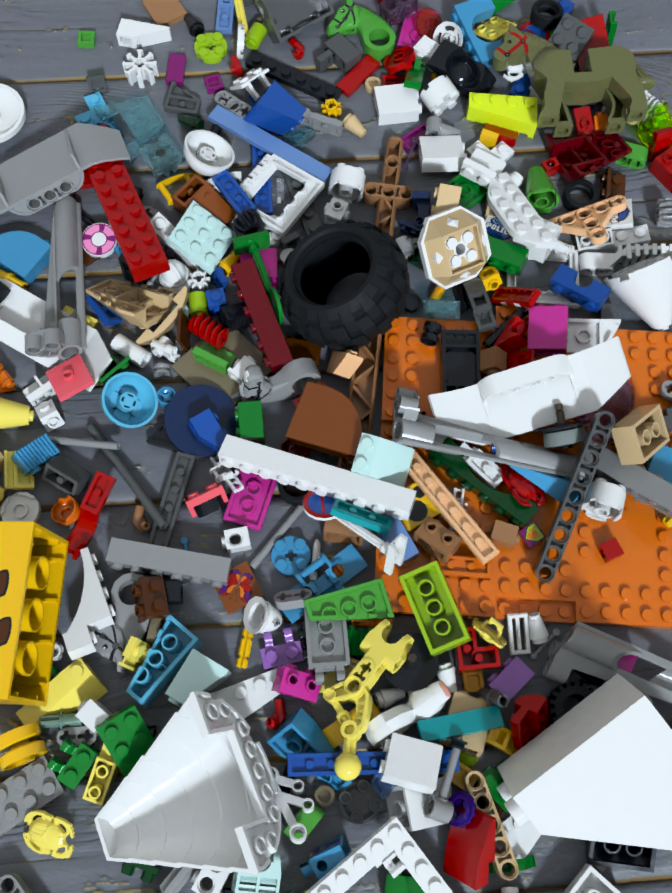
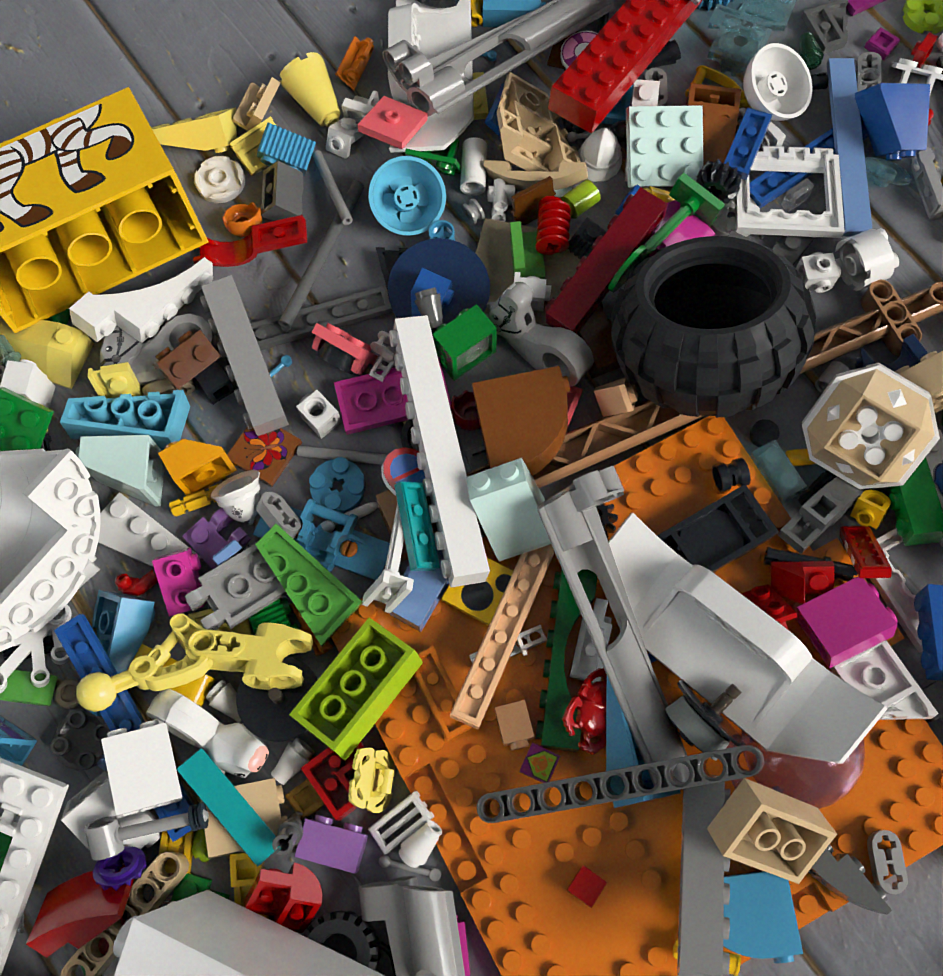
camera: 65 degrees right, 0 degrees up
(138, 520) = (279, 300): medium nougat arm -> none
(199, 276) = (611, 181): white gear -> none
(215, 300) = (599, 210): blue brick -> none
(218, 429) = (429, 304): none -> dark grey cone
(224, 633) = (196, 464): none -> light orange slope
(298, 644) = (226, 553): none -> medium blue tile
(437, 539) = (452, 640): medium nougat brick -> none
(493, 360) = (747, 573): medium nougat brick -> none
(604, 500) = (647, 835): white brick -> none

